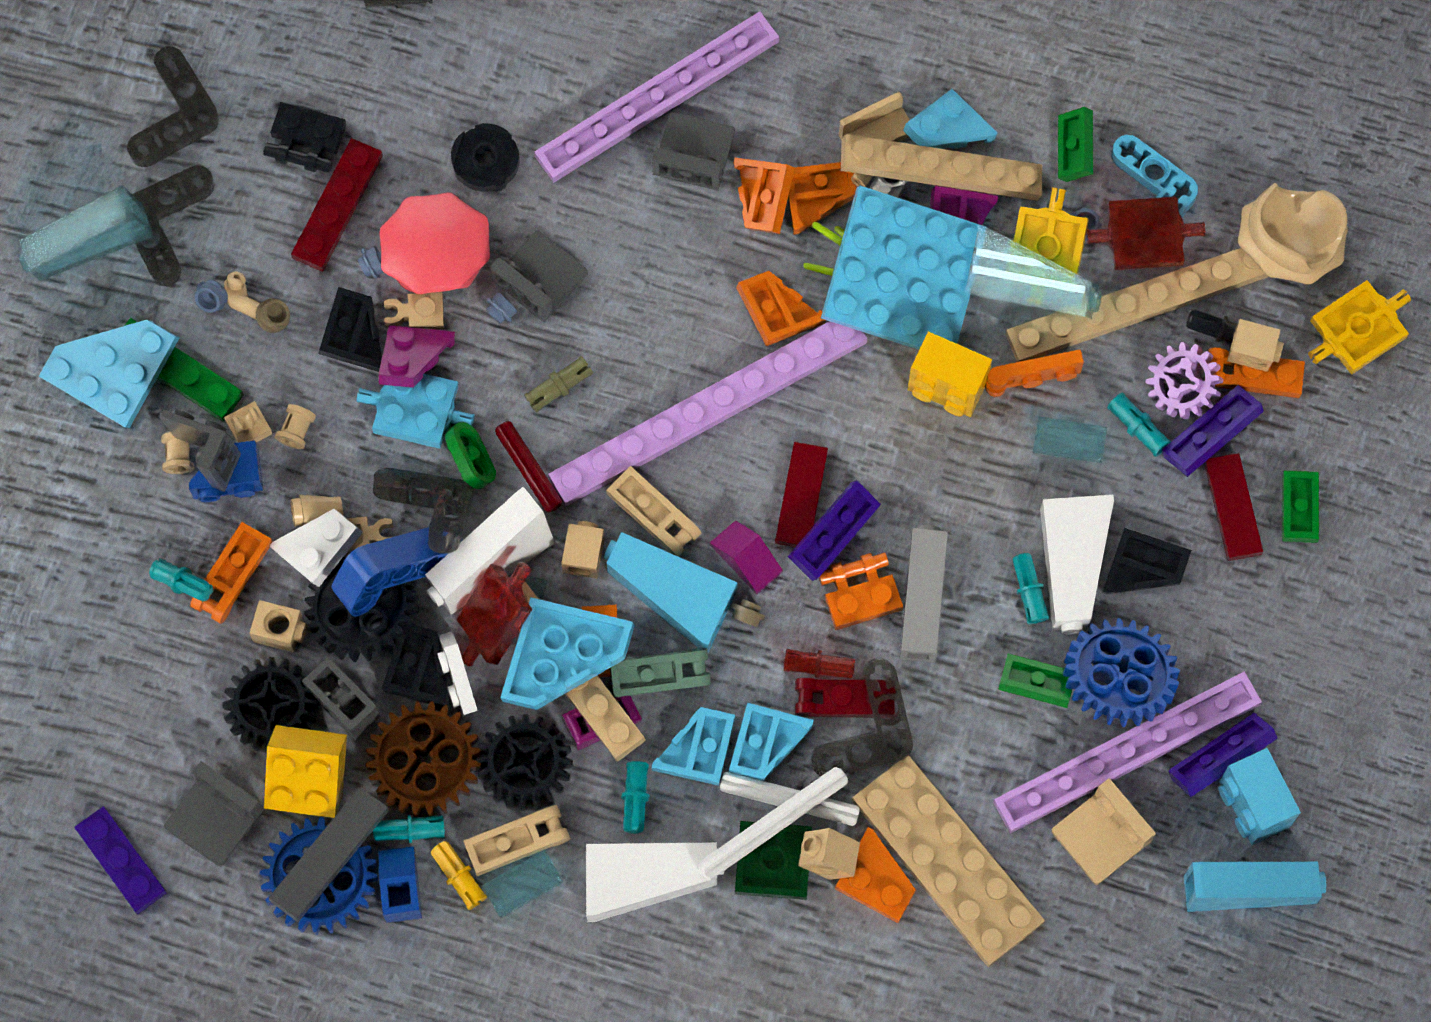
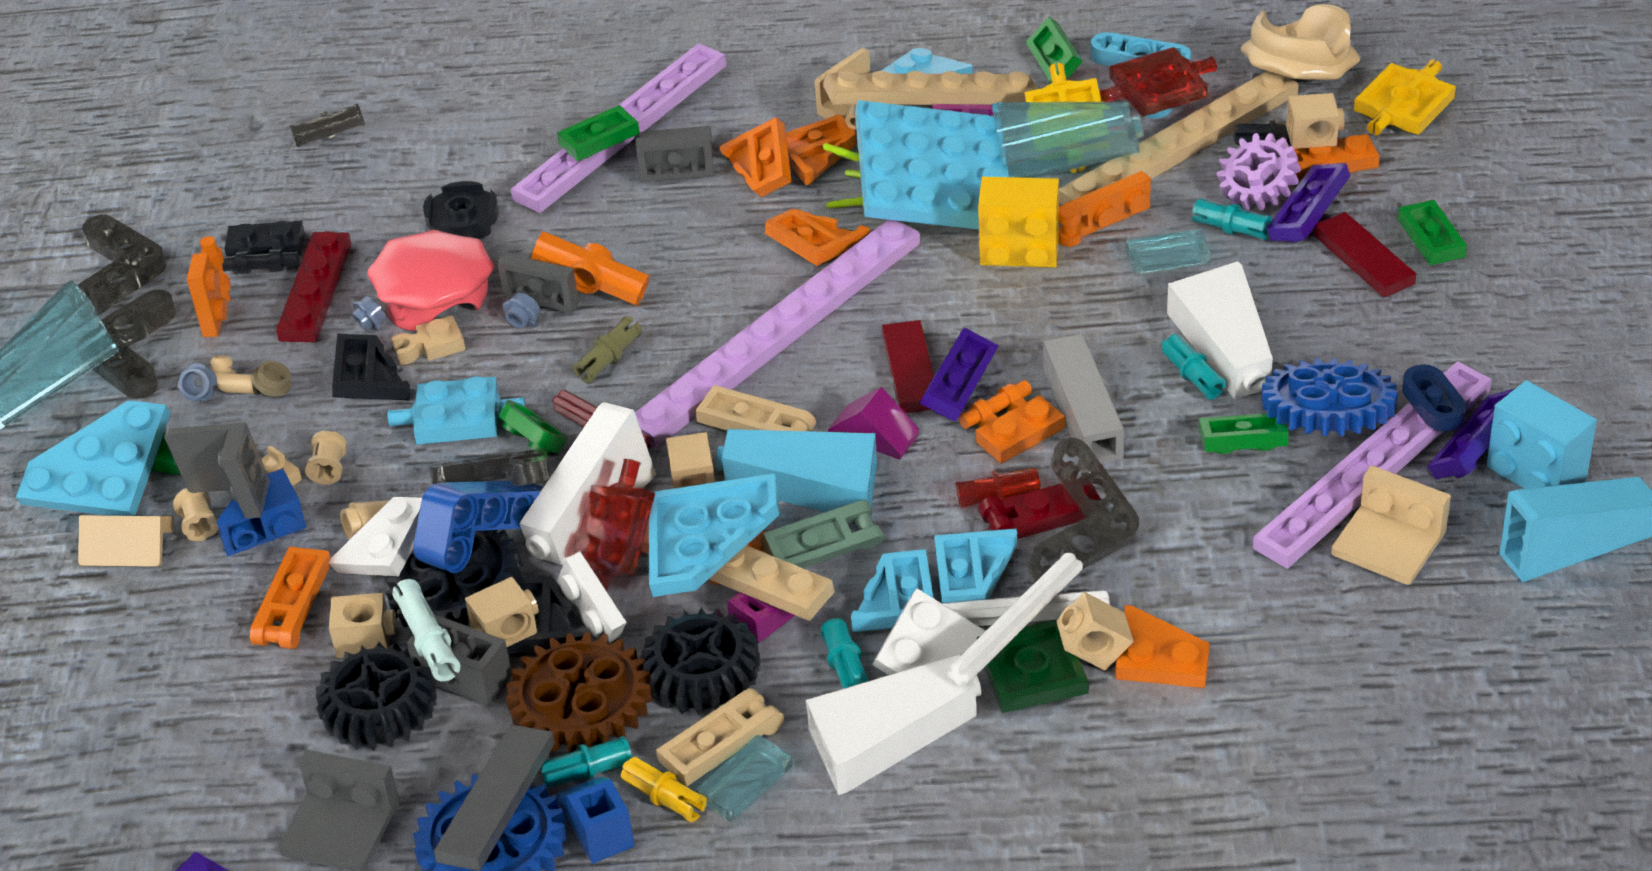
camera: 15 degrees left, 30 degrees down
(115, 455) = (122, 540): none -> tan panel
(180, 579) = (232, 613): teal axle -> none
(238, 200) = (209, 287): none -> orange plate
(305, 771) = (438, 729): yellow brick -> none
(318, 690) = (429, 637): none -> light aqua pin
(384, 671) = (503, 611): none -> tan brick
(411, 353) = (437, 367): magenta wing -> none
(570, 289) = (592, 268): none -> orange piece
(628, 116) = (598, 133): none -> green plate
(701, 808) = (925, 635): none -> white wing
(747, 612) = (897, 467): dark tan plate -> none
(948, 860) = (1236, 613): tan plate -> none
(1145, 564) = (1302, 314): black wing -> none
(1199, 715) = (1433, 397): none -> dark blue plate

